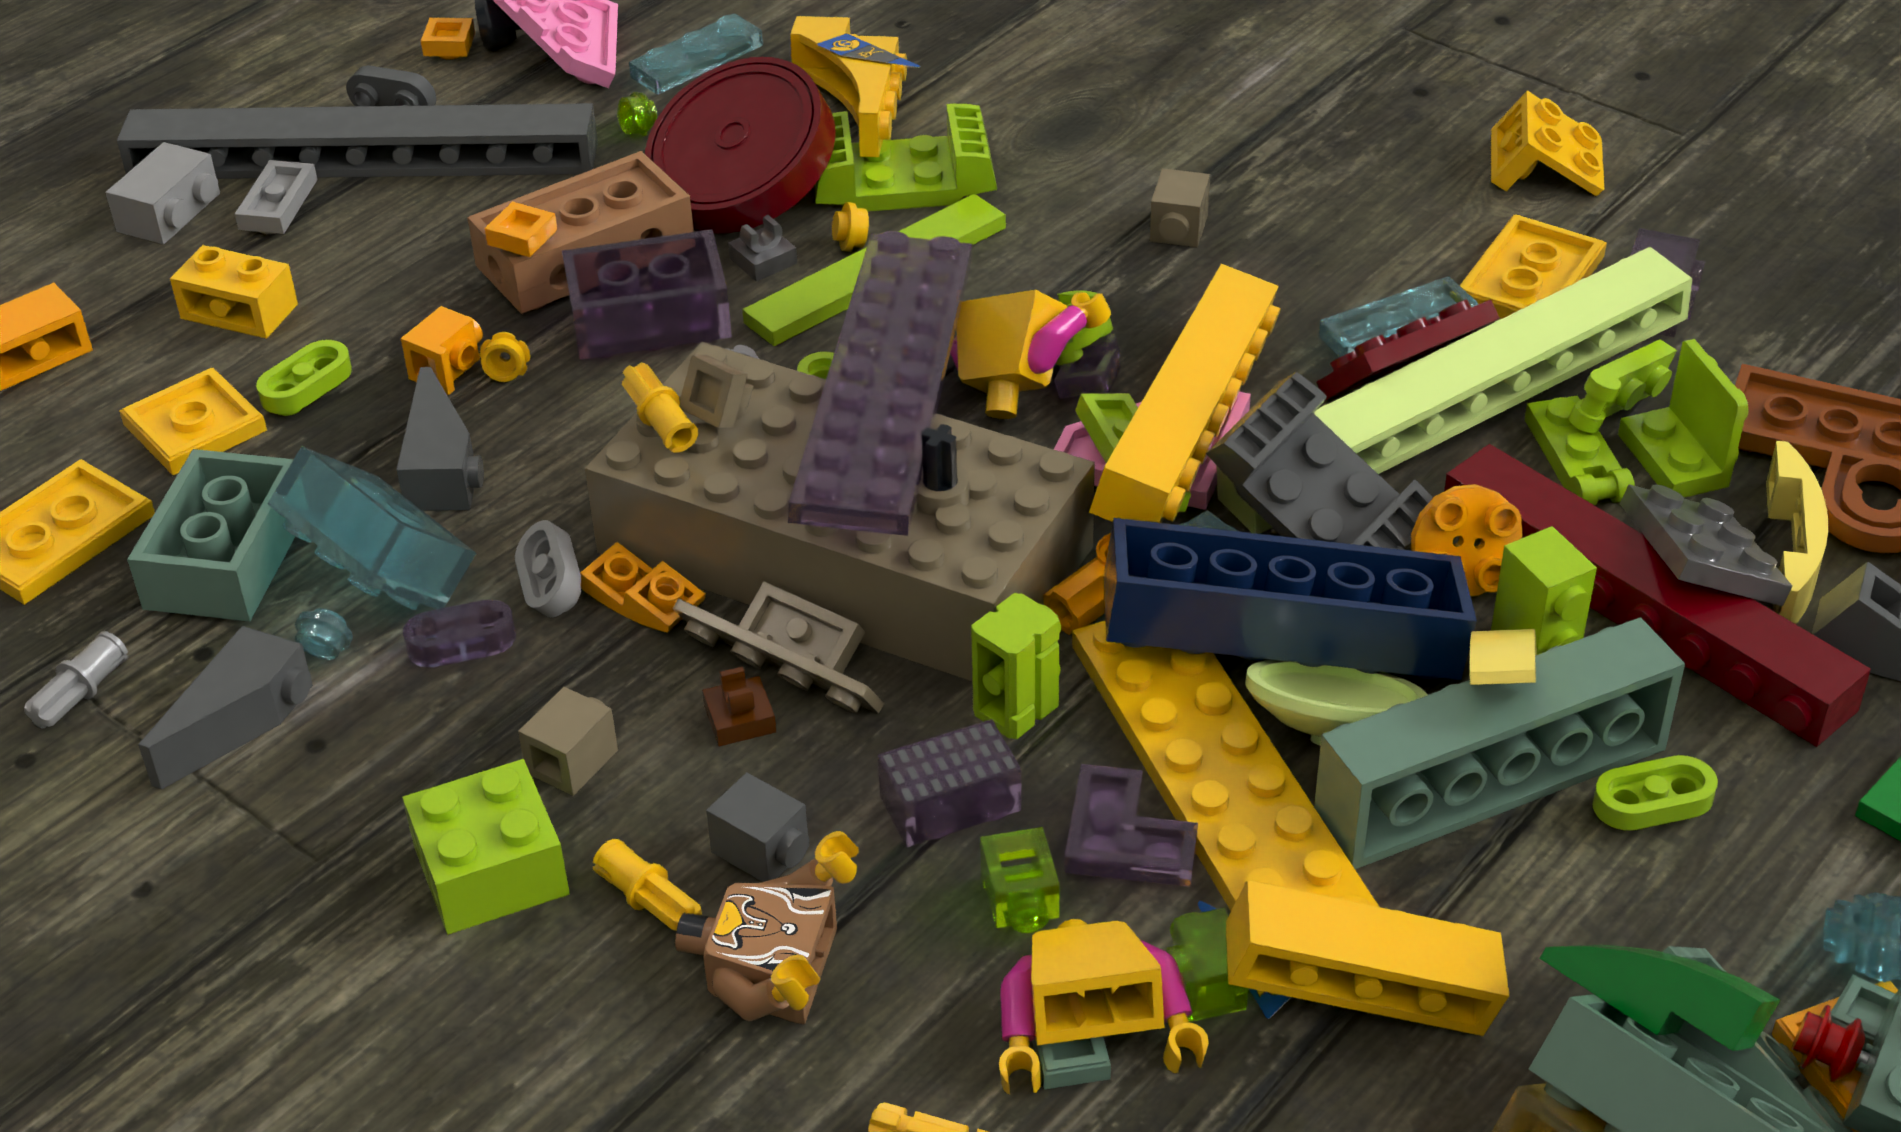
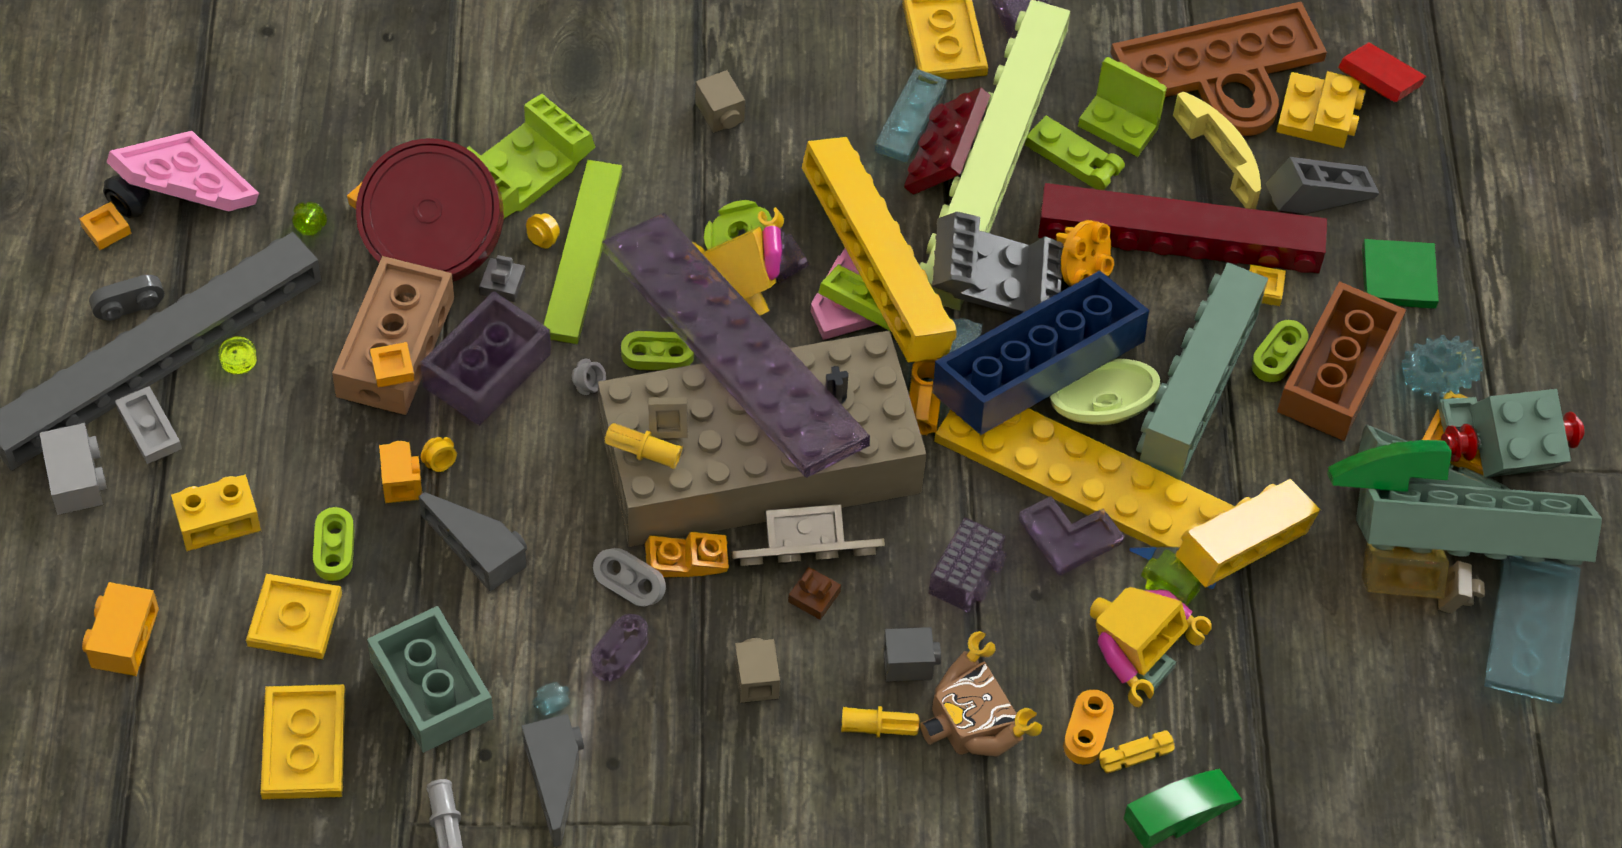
camera: 45 degrees left, 15 degrees up
(370, 531) = (524, 621): clear light blue brick -> none
(432, 189) = (237, 355): none -> clear neon green tile
(486, 846) = (785, 756): lime brick -> none
(695, 53) = (285, 142): clear light blue plate -> none
(852, 47) = (425, 91): sticker -> none
(863, 86) = (429, 103): yellow arch -> none
(910, 1065) = (1090, 724): none -> light orange plate
(1015, 664) = (945, 477): lime brick -> none
(1021, 893) = (1053, 595): clear neon green brick -> none
(1503, 657) = (1192, 325): light yellow slope -> none
(1544, 588) = (1155, 270): lime brick -> none
(1623, 384) = (1073, 100): lime plate -> none
(1705, 543) = (1195, 185): flat silver plate -> none
(1714, 715) = (1275, 284): none -> yellow tile
(1732, 843) = (1341, 361): none -> dark orange brick

